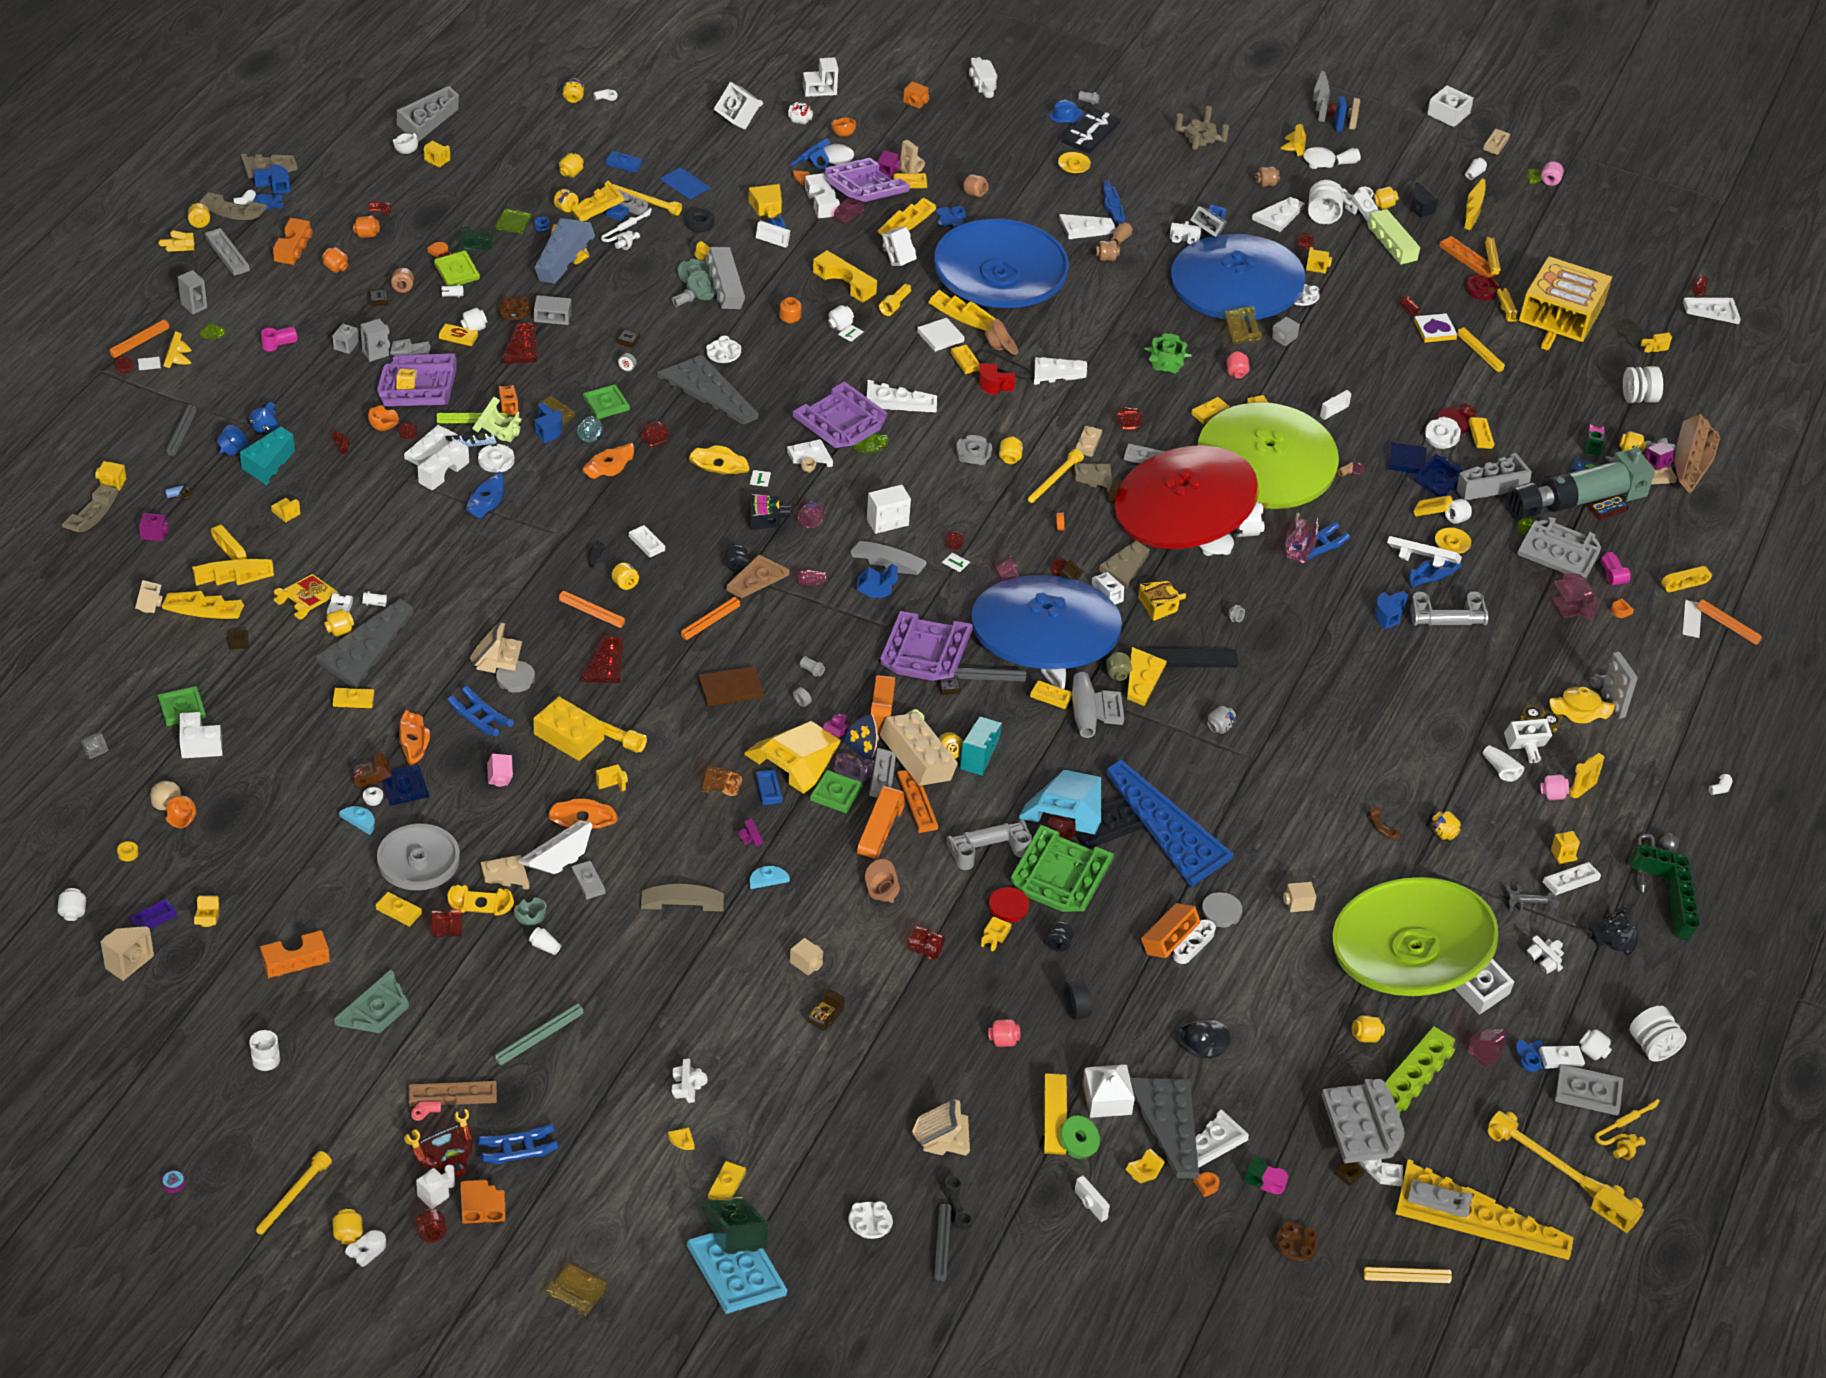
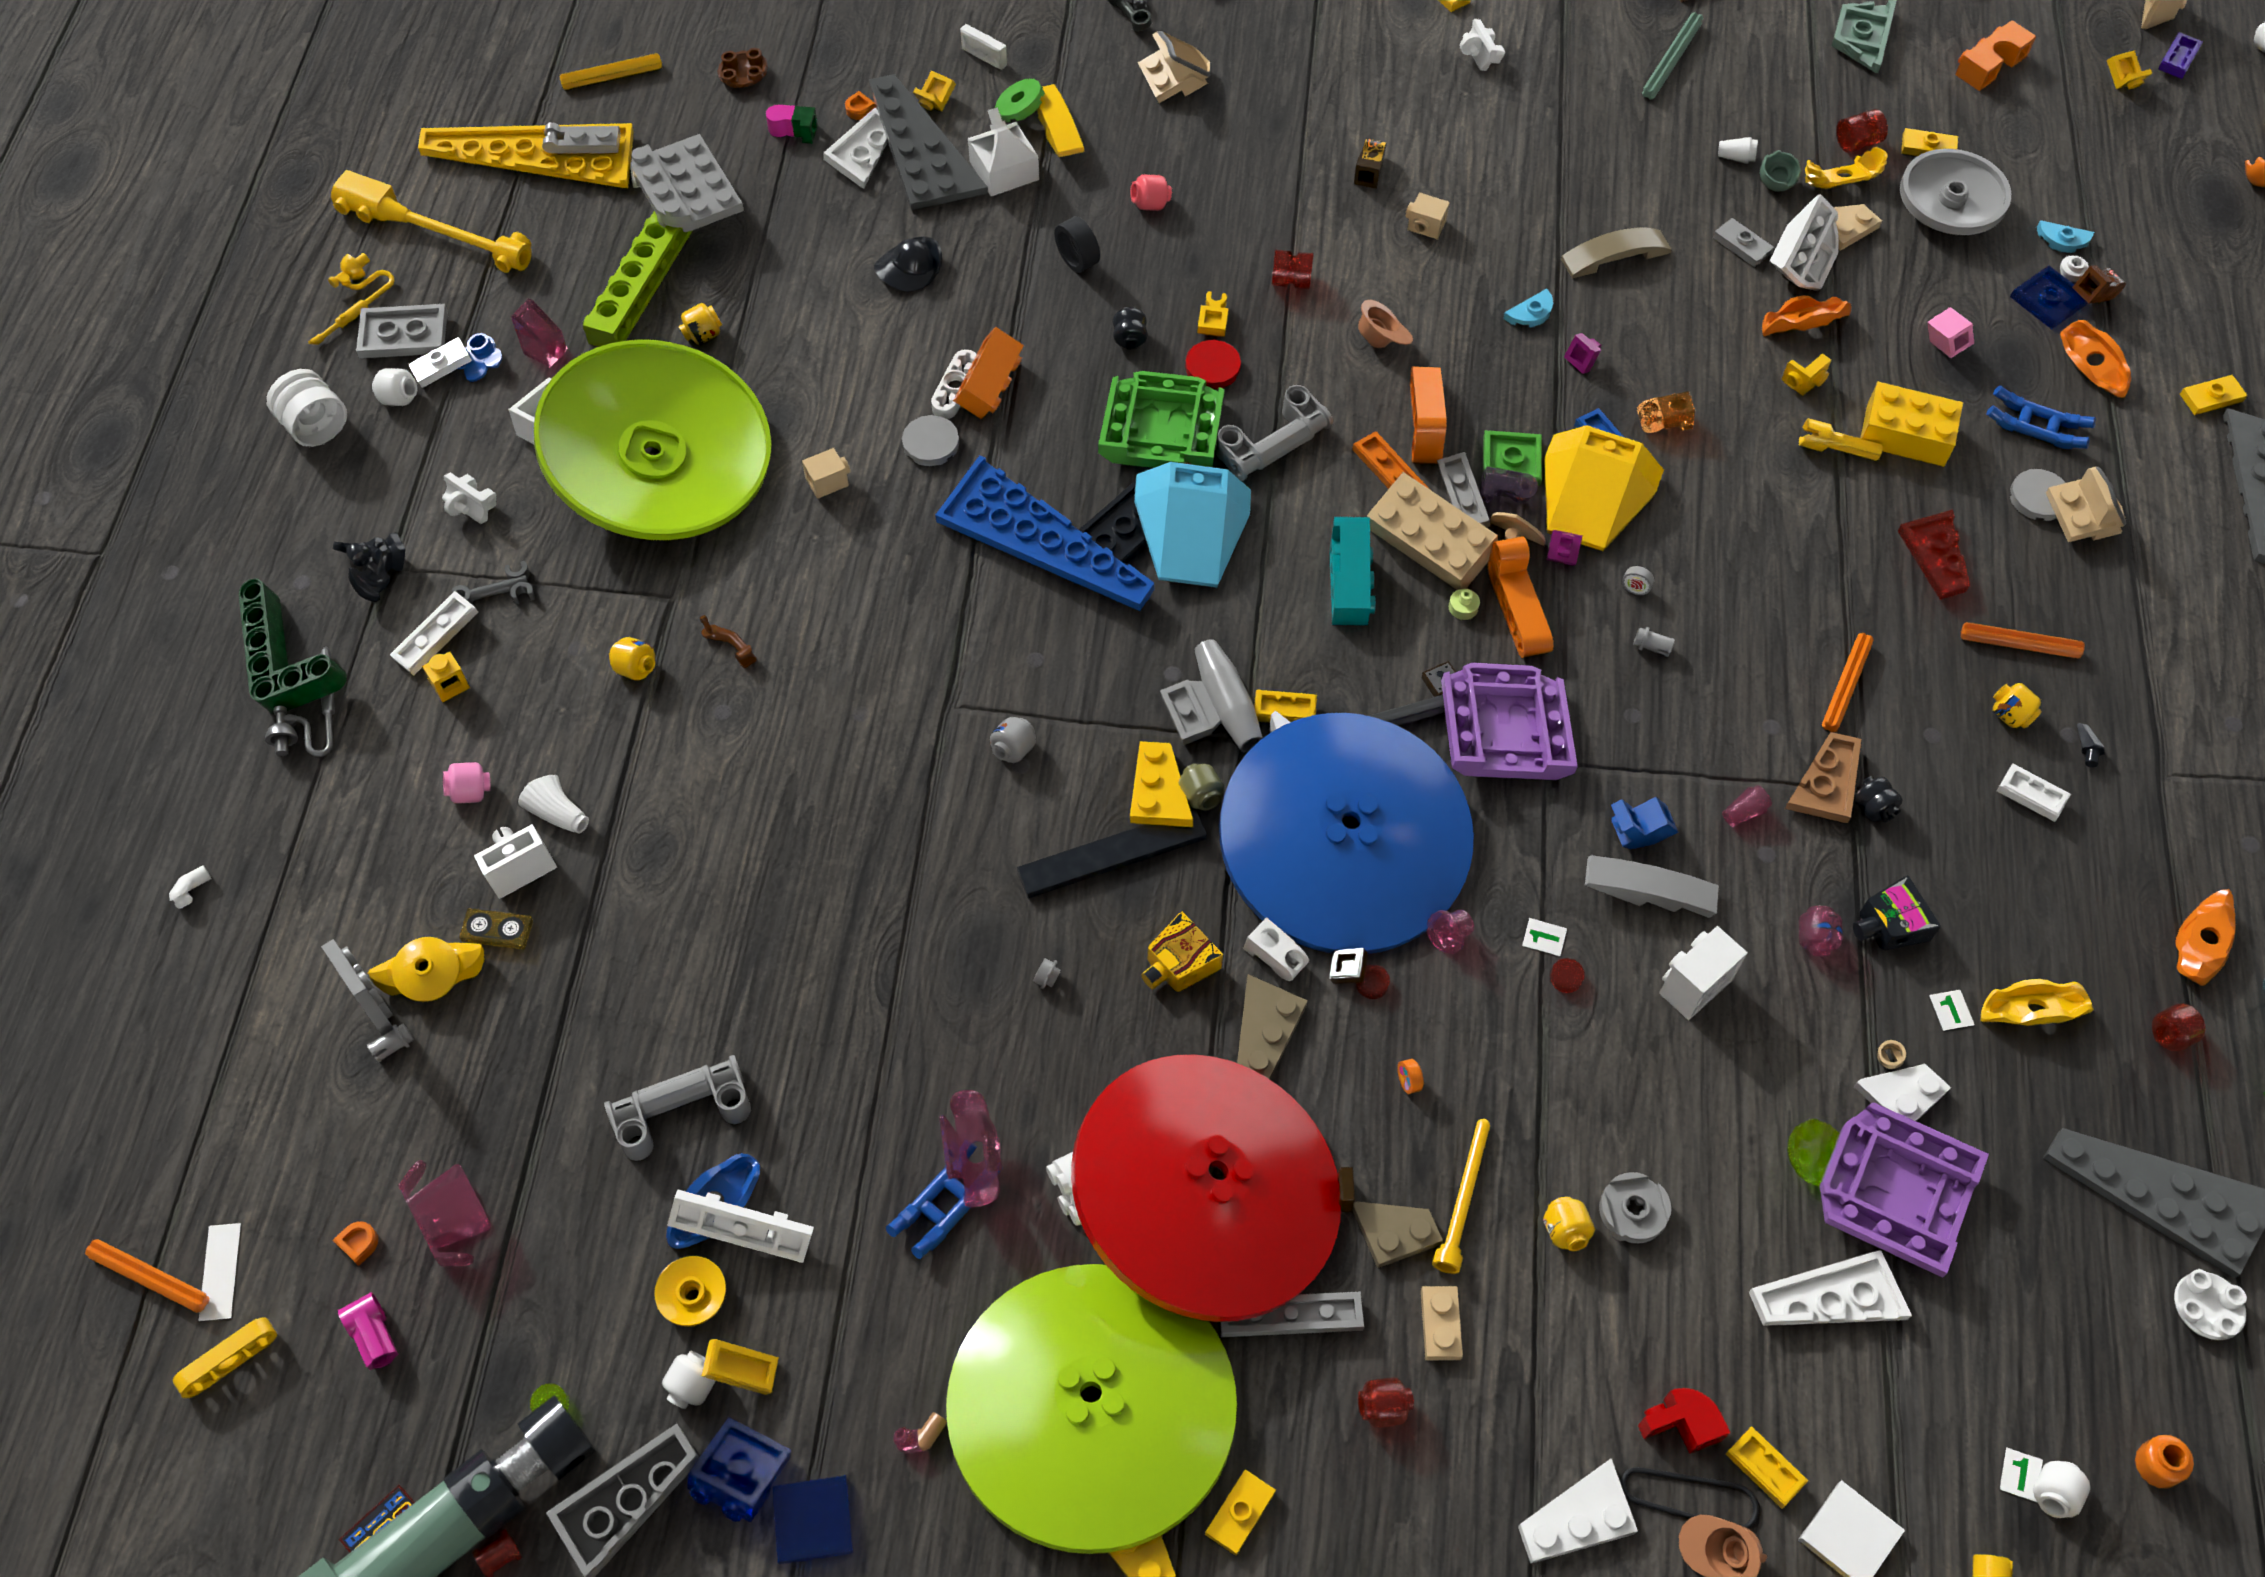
camera: 165 degrees right, 15 degrees up
(731, 686) = (1746, 575): reddish brown tile -> none
(949, 739) = (1391, 557): yellow head -> none
(1389, 608) = (791, 1073): blue brick -> none
(1560, 548) = (476, 1351): light grey plate -> none
(1586, 775) = (406, 808): yellow plate -> none

